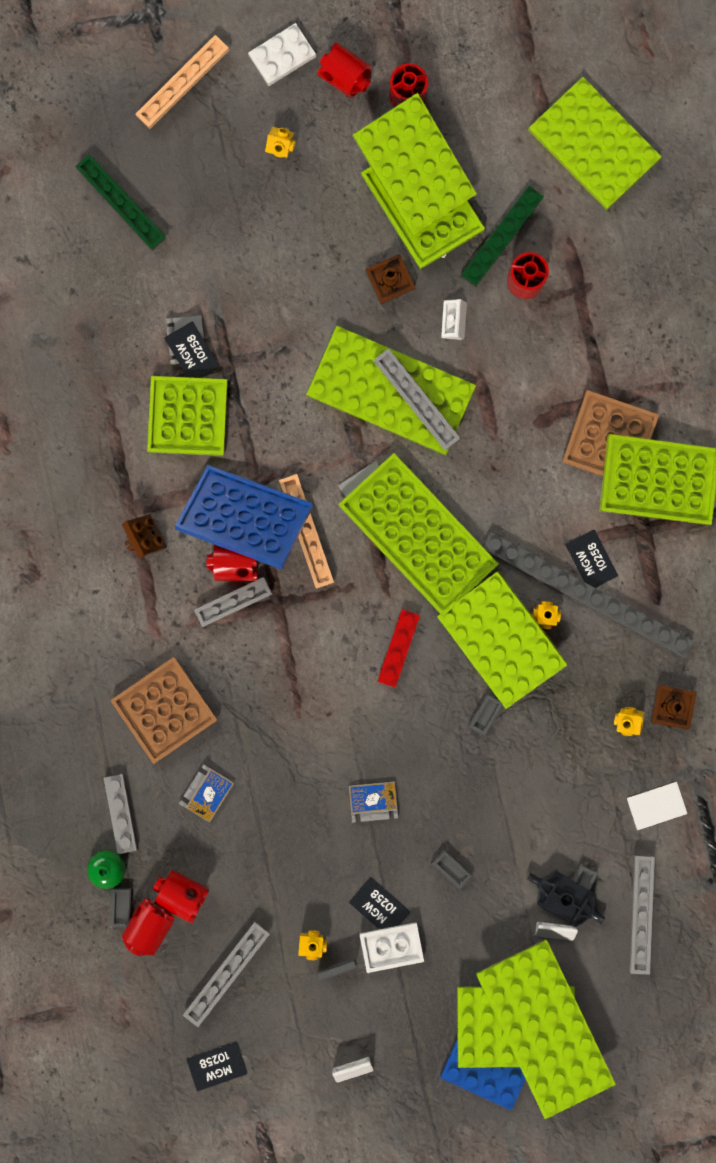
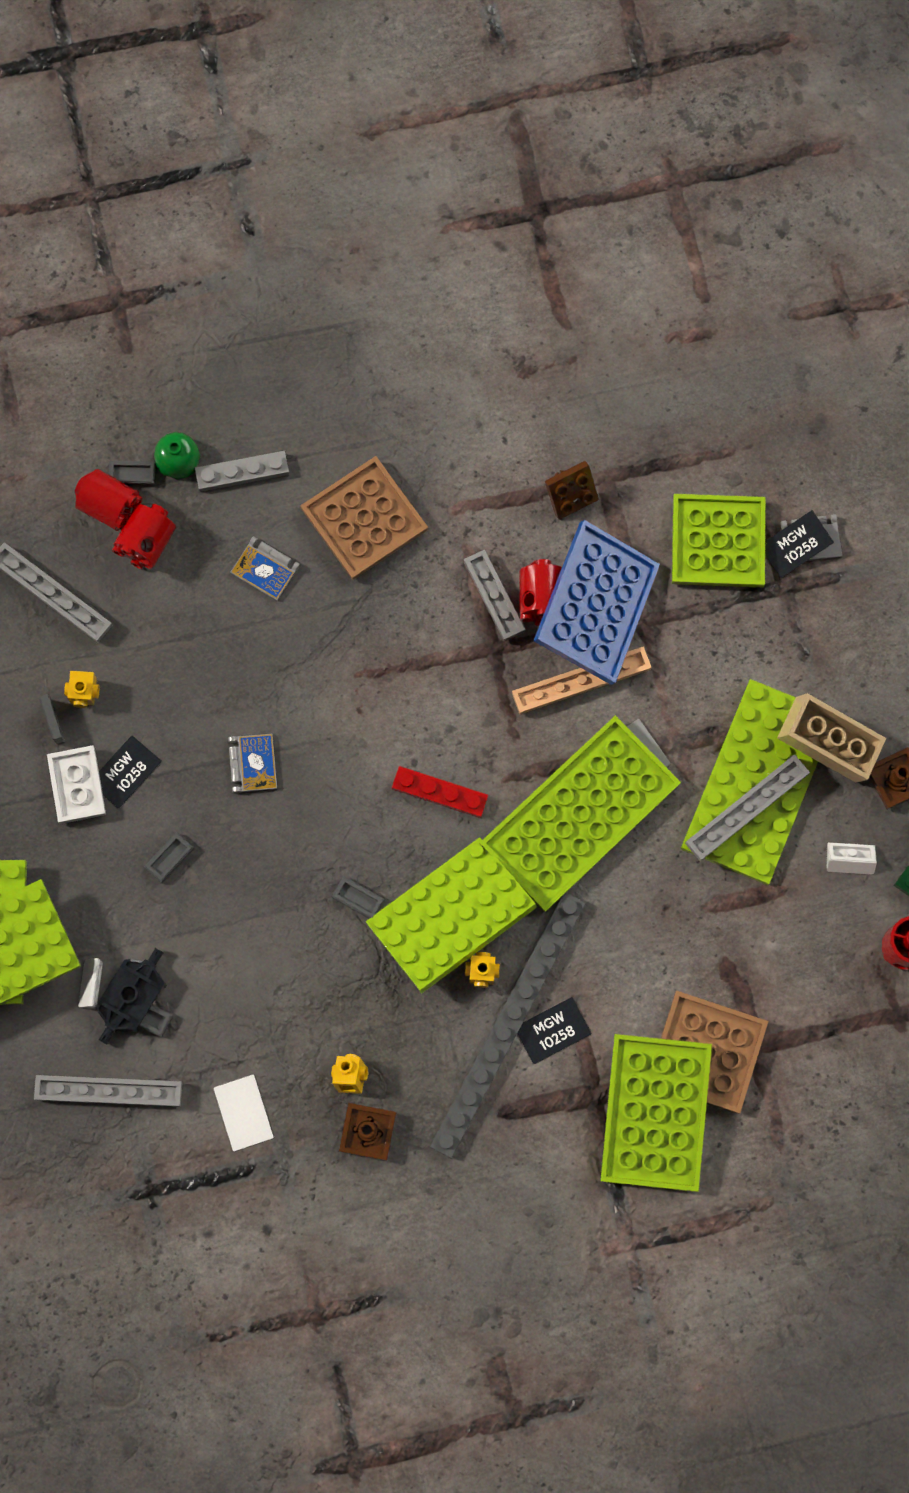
camera: 90 degrees right, 10 degrees down
(360, 329) = (831, 738): none -> tan brick

